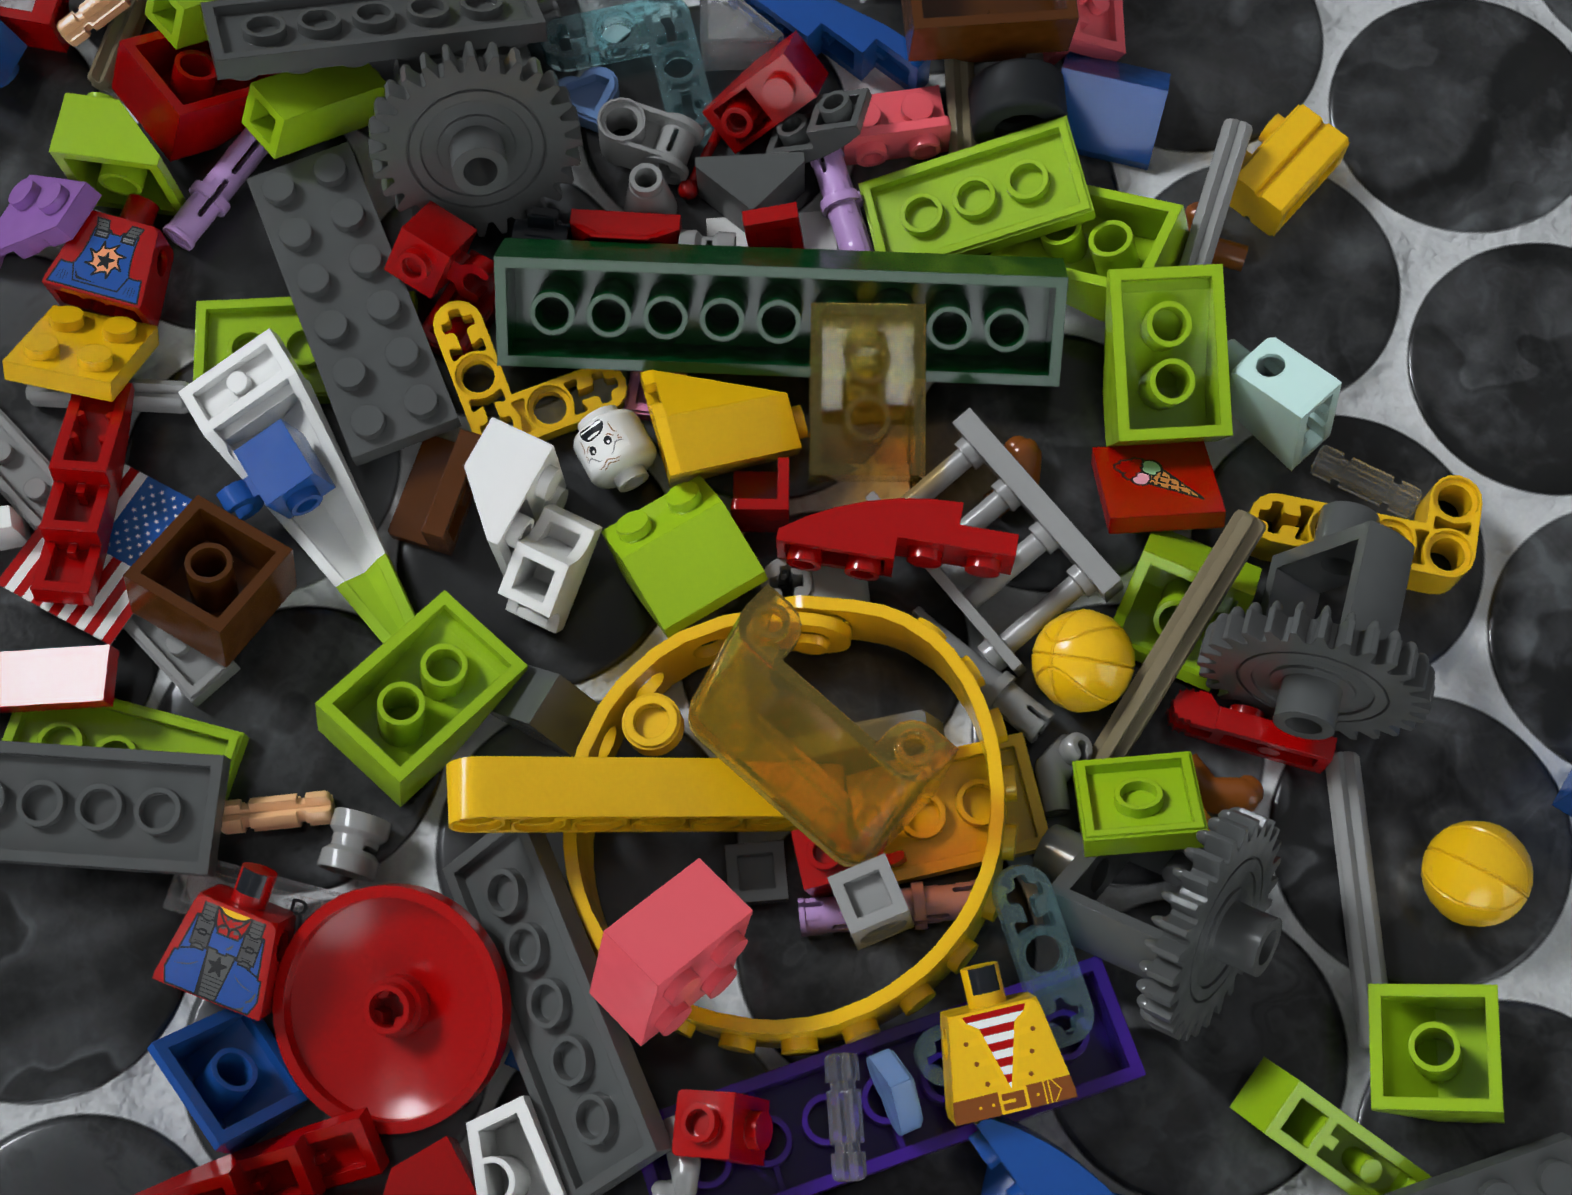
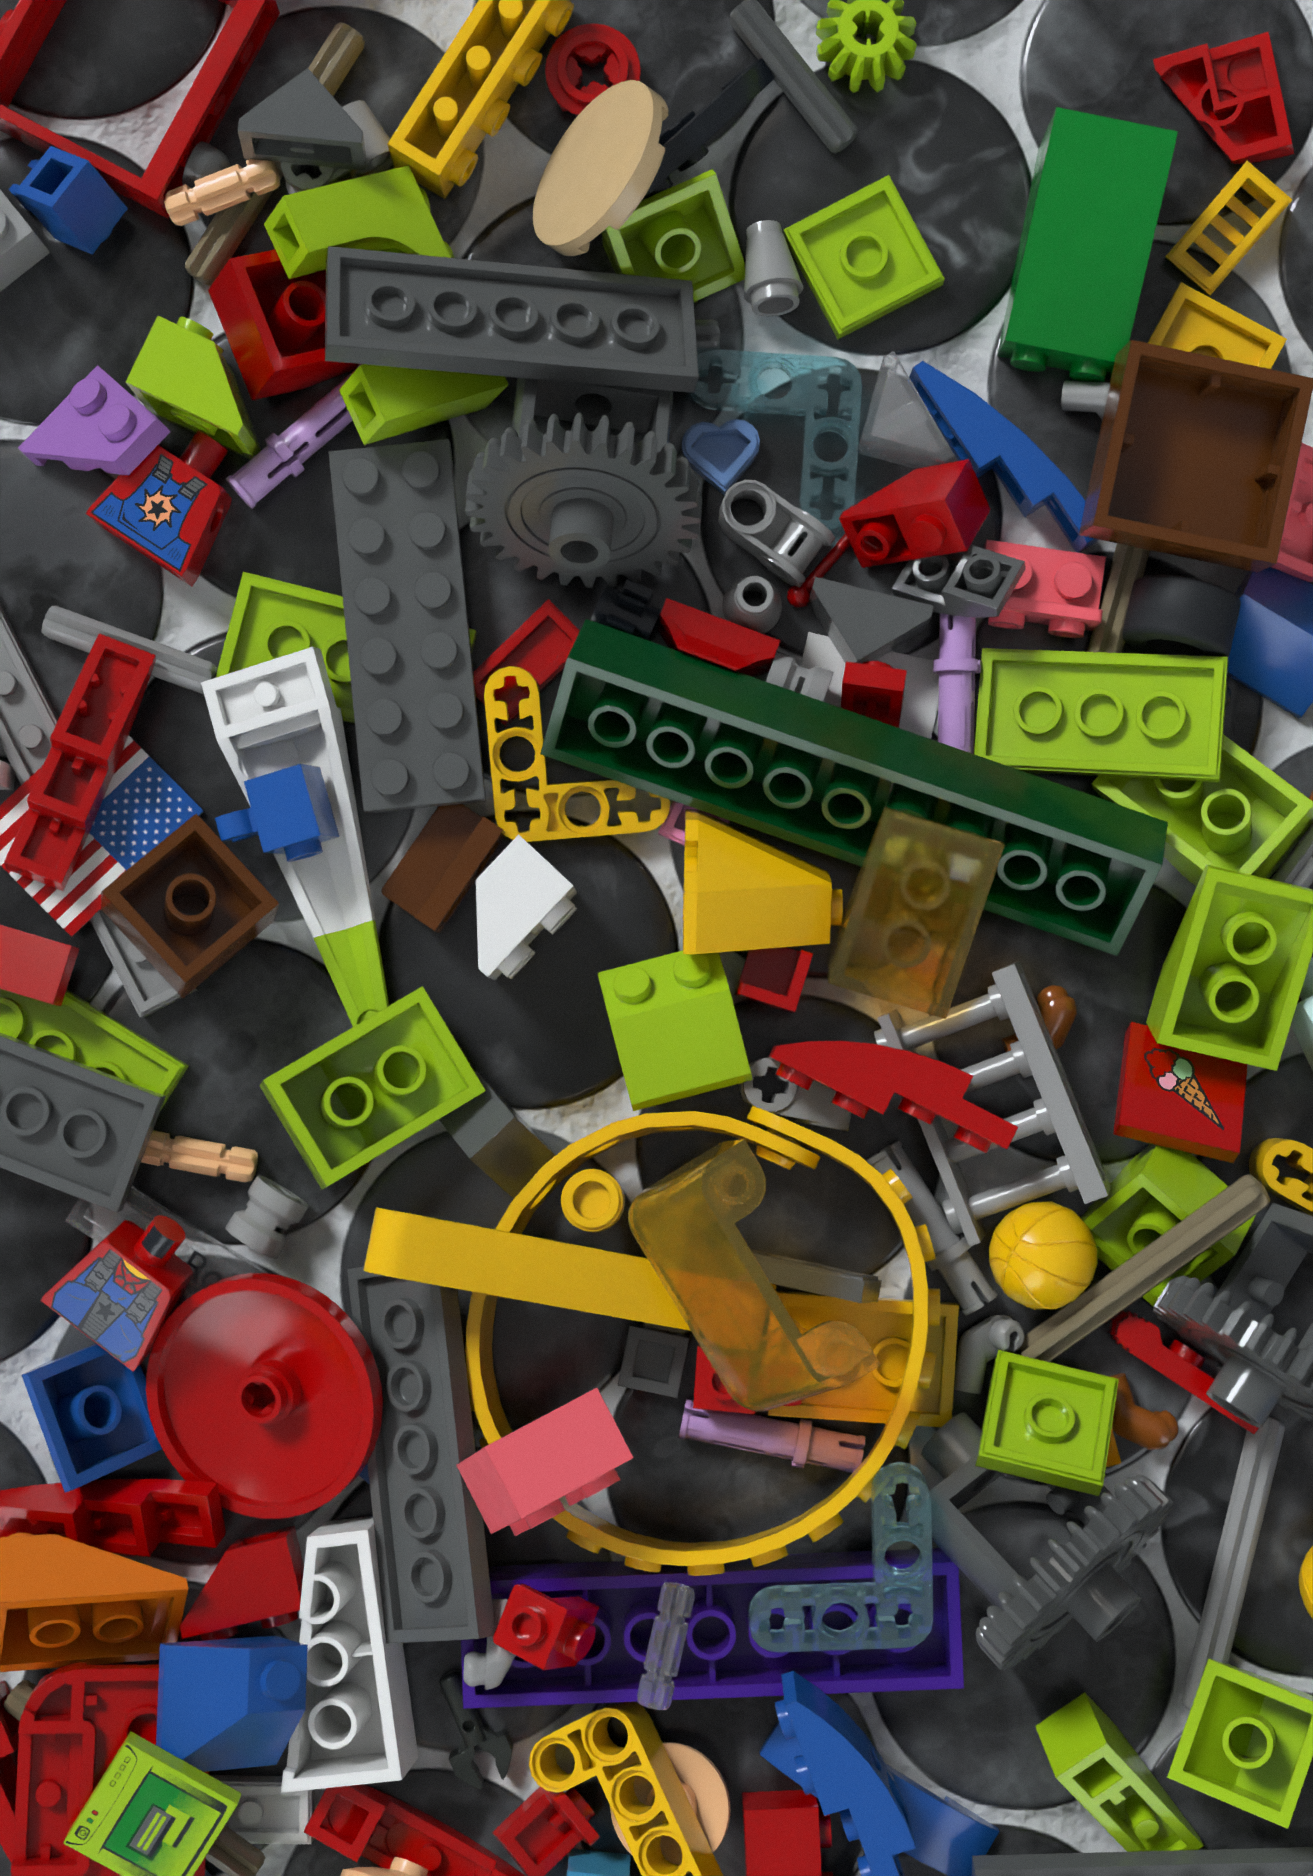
camera: 15 degrees right, 15 degrees up
(81, 353) = (110, 604): yellow plate -> none
(435, 250) = (509, 606): red brick -> none
(549, 567) = (537, 992): white brick -> none
(614, 448) = (637, 878): white head -> none
(871, 901) = (752, 1451): light grey brick -> none
(896, 1090) = (721, 1638): medium blue tile -> none
(998, 1051) = (826, 1645): torso -> none

